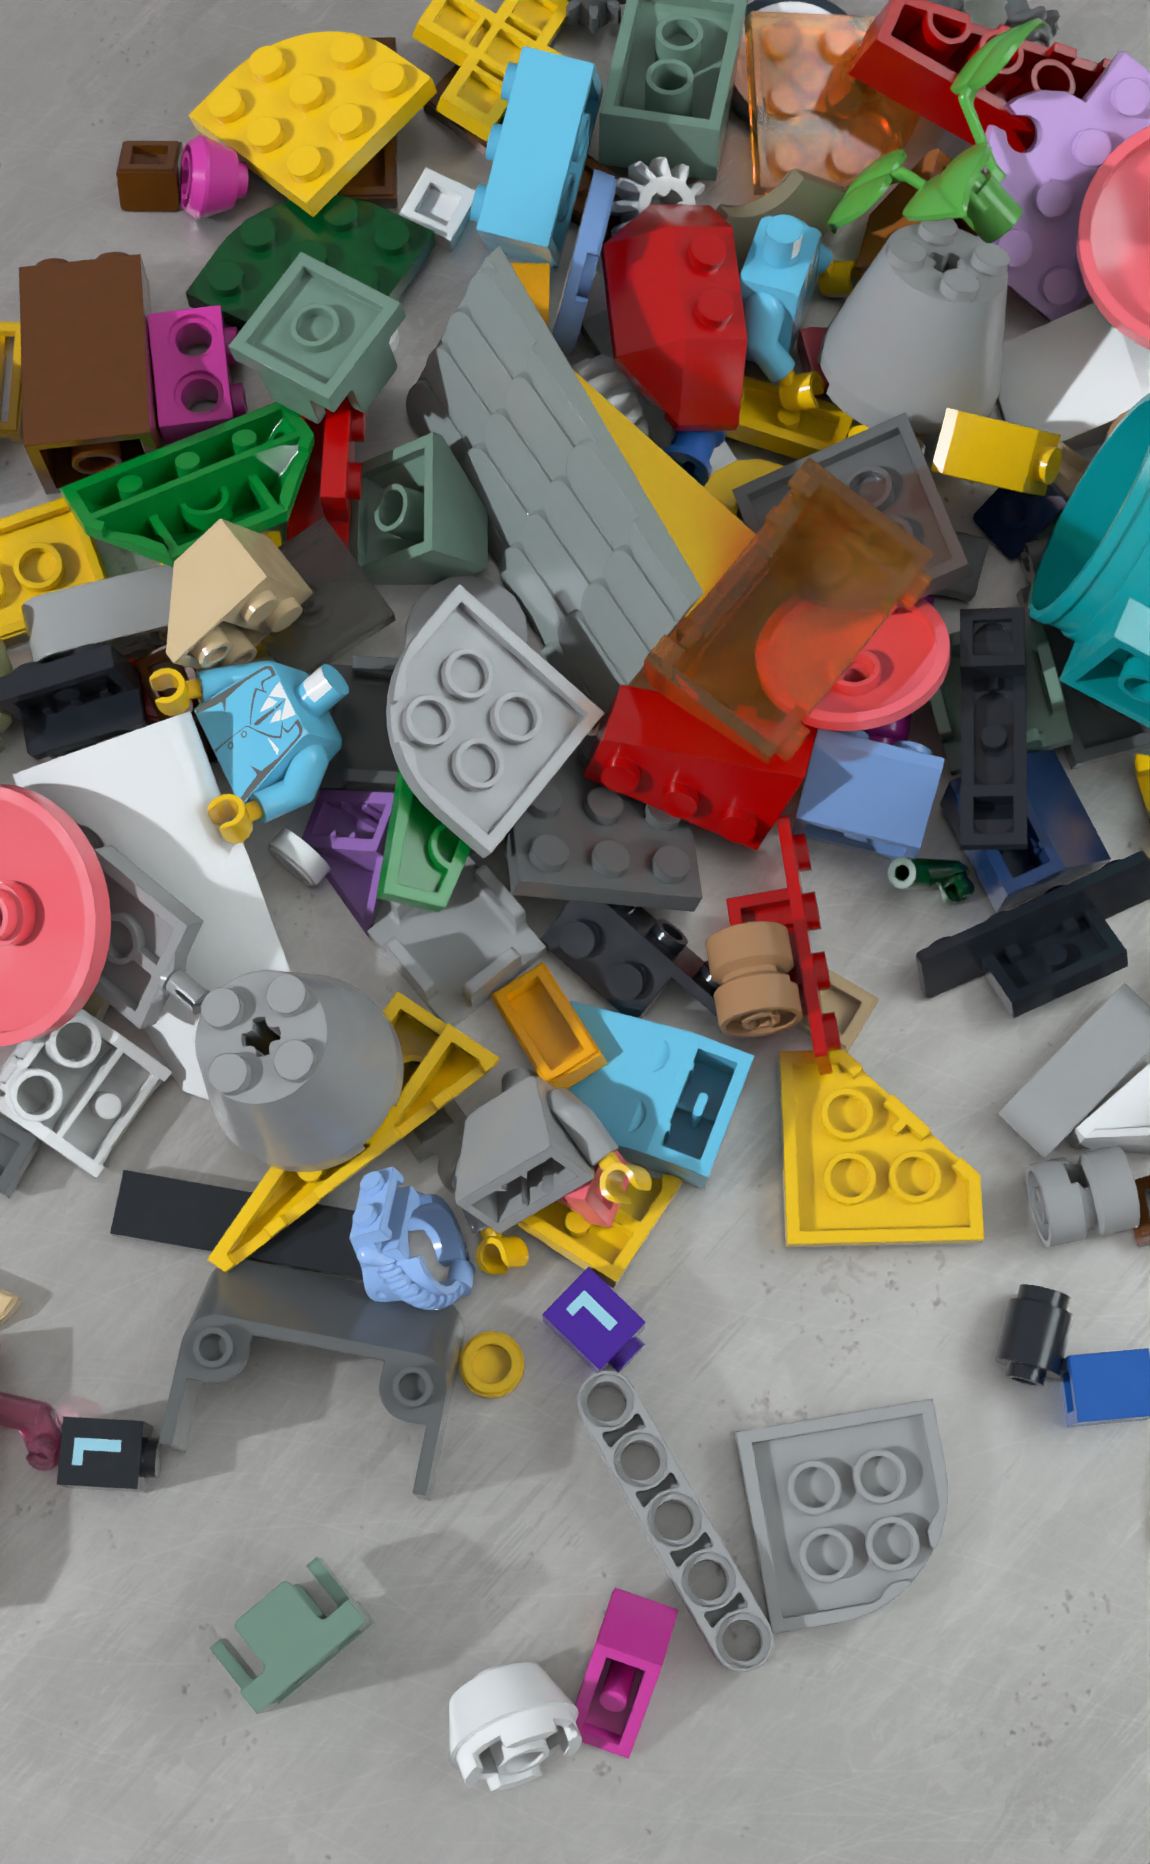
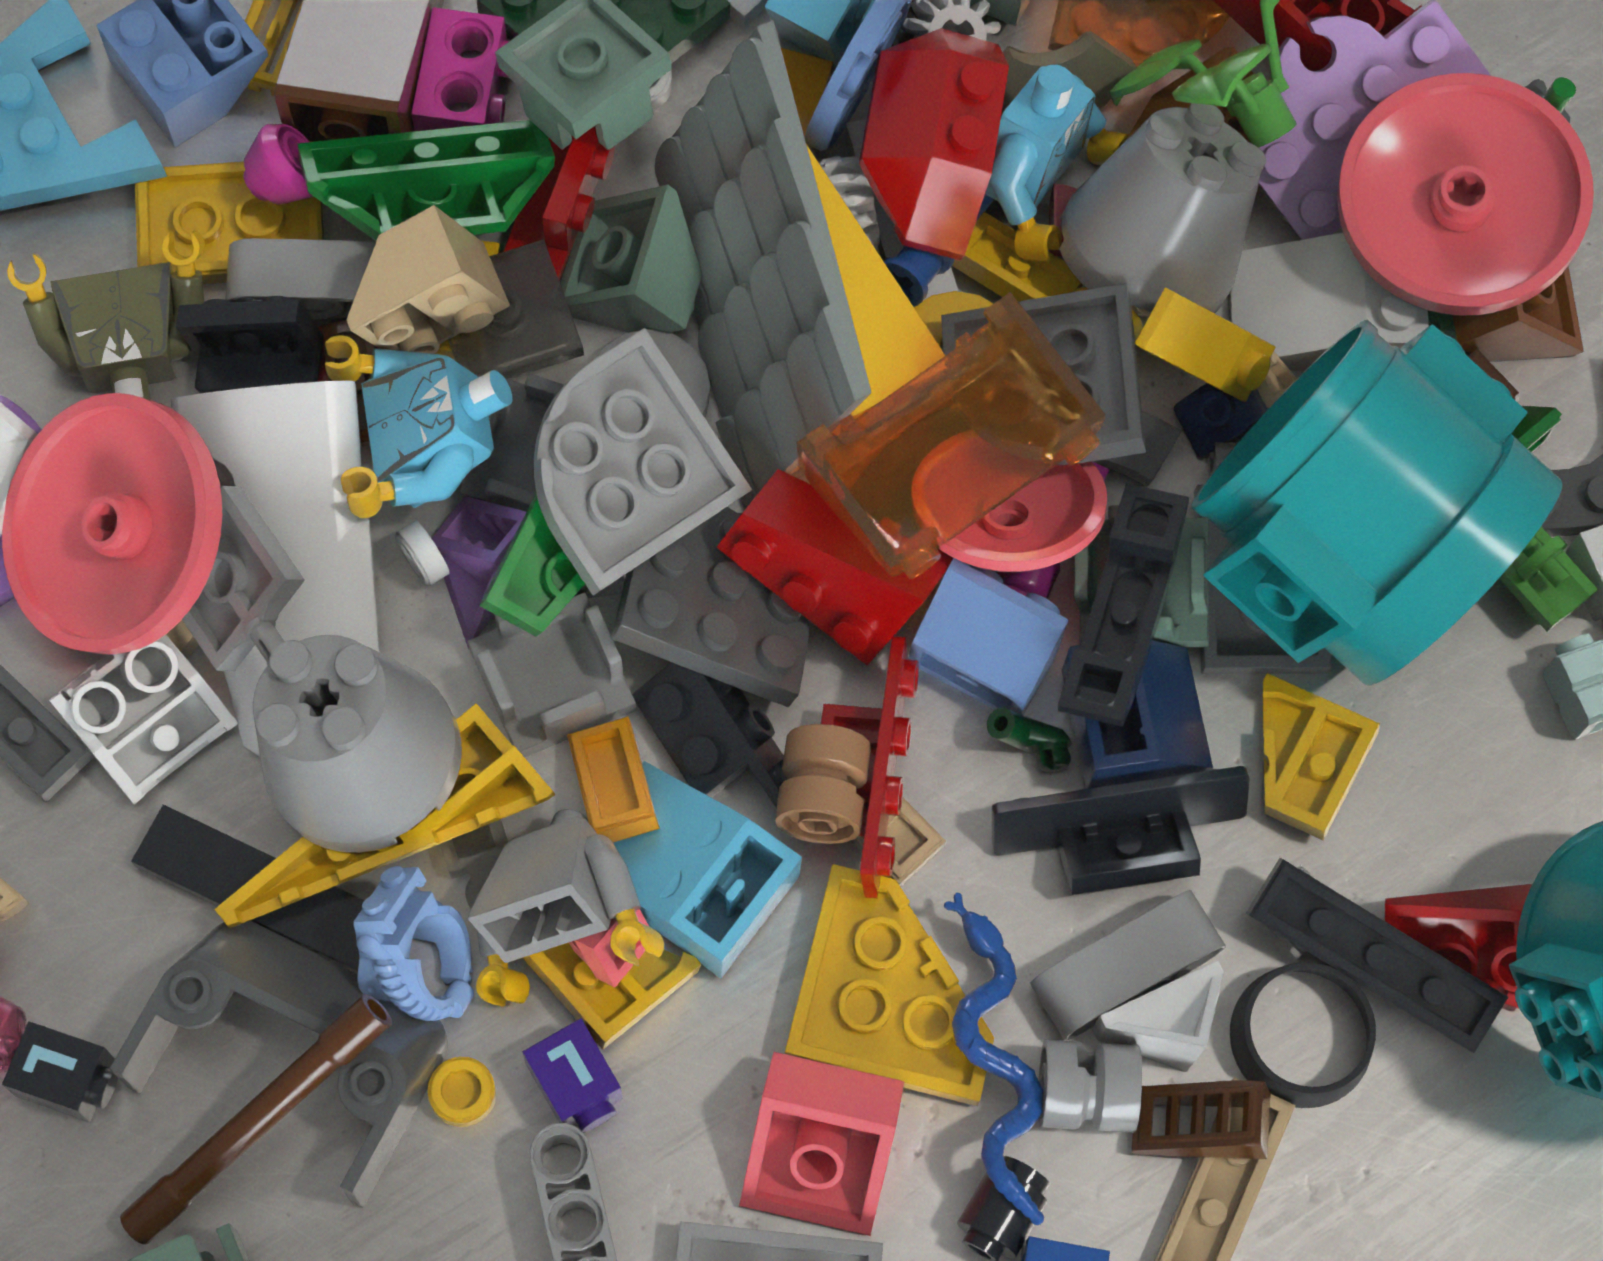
camera: 10 degrees right, 5 degrees down
(42, 515) = (274, 165): none -> dark pink cone
(368, 1365) = (334, 1048): none -> reddish brown piece
(847, 1319) = (821, 1143): none -> coral slope
(948, 1086) = (988, 943): none -> blue animal

